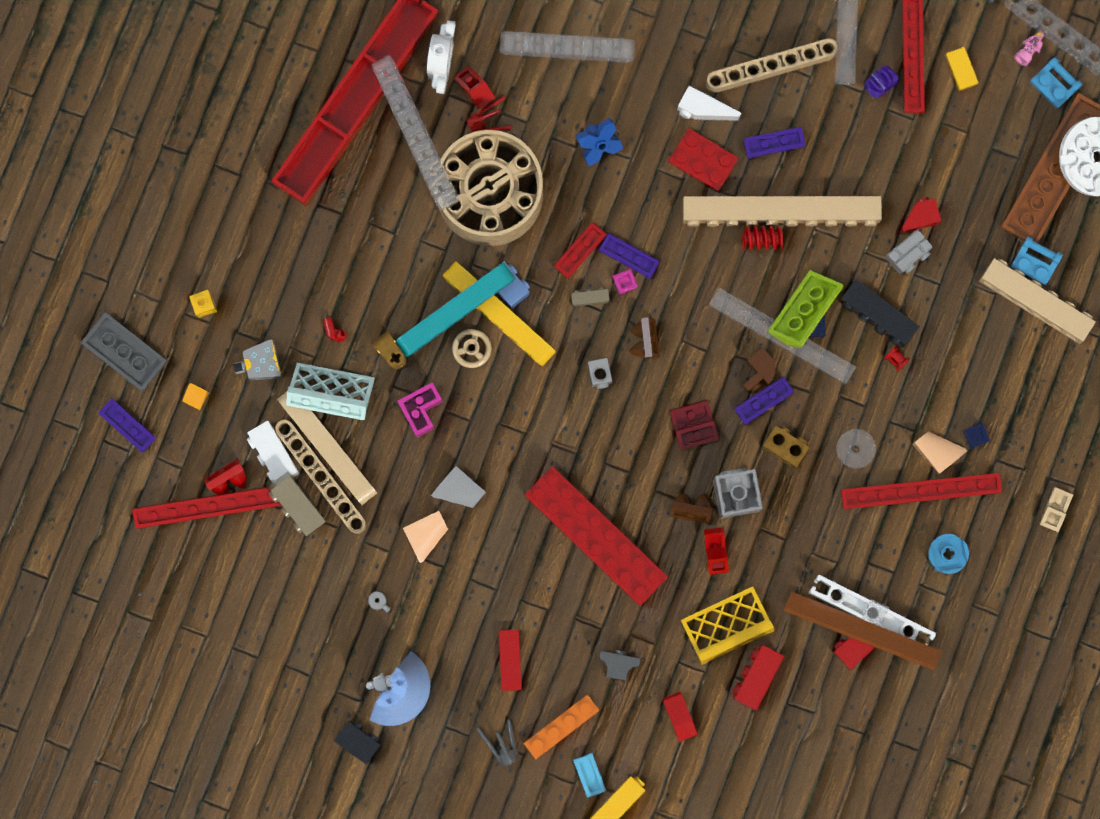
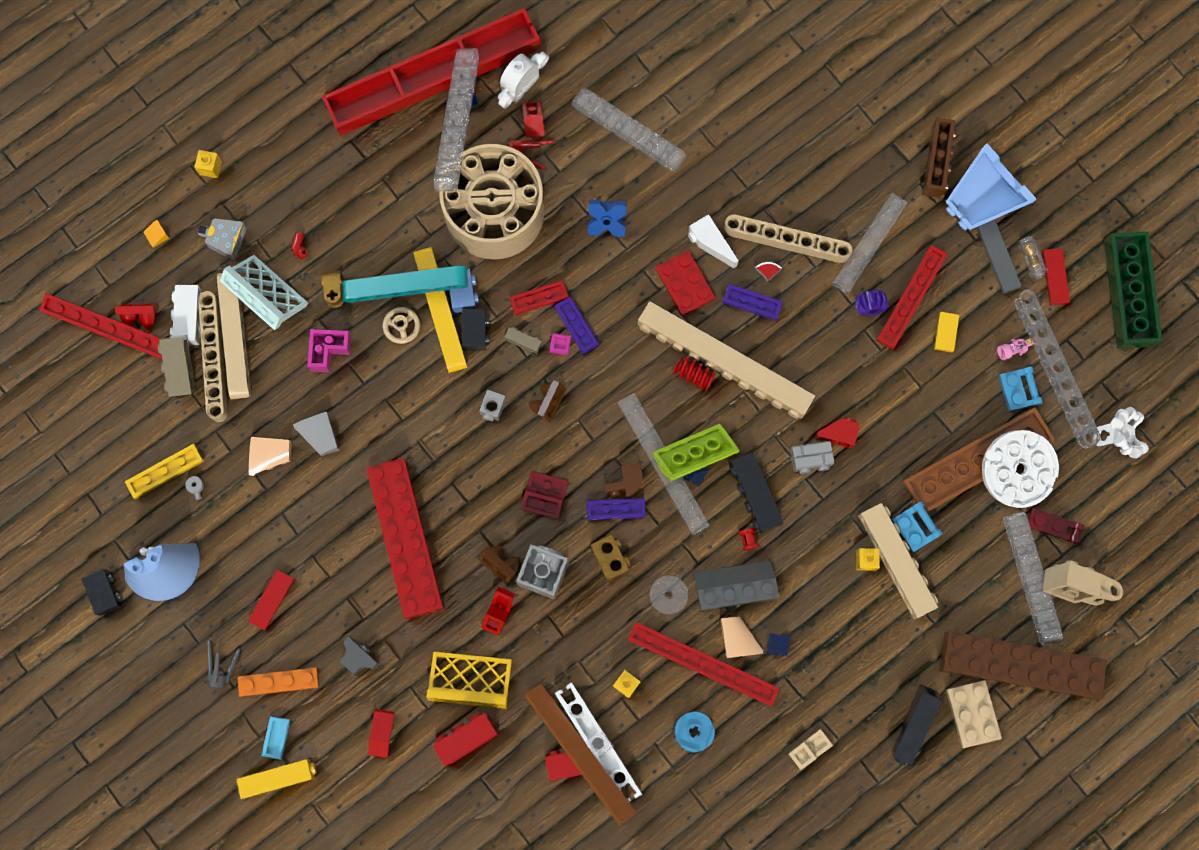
camera: 30 degrees right, 5 degrees down
(124, 352) = (122, 166): dark grey plate -> none
(127, 425) = (86, 225): dark purple plate -> none
(343, 604) = (164, 471): none -> yellow plate
(542, 314) = (474, 329): none -> black brick
(770, 104) = (768, 269): none -> red tile
(866, 547) = (626, 684): none -> yellow brick
(909, 406) = (735, 585): none -> dark grey slope
(1010, 315) = (867, 559): none -> yellow brick

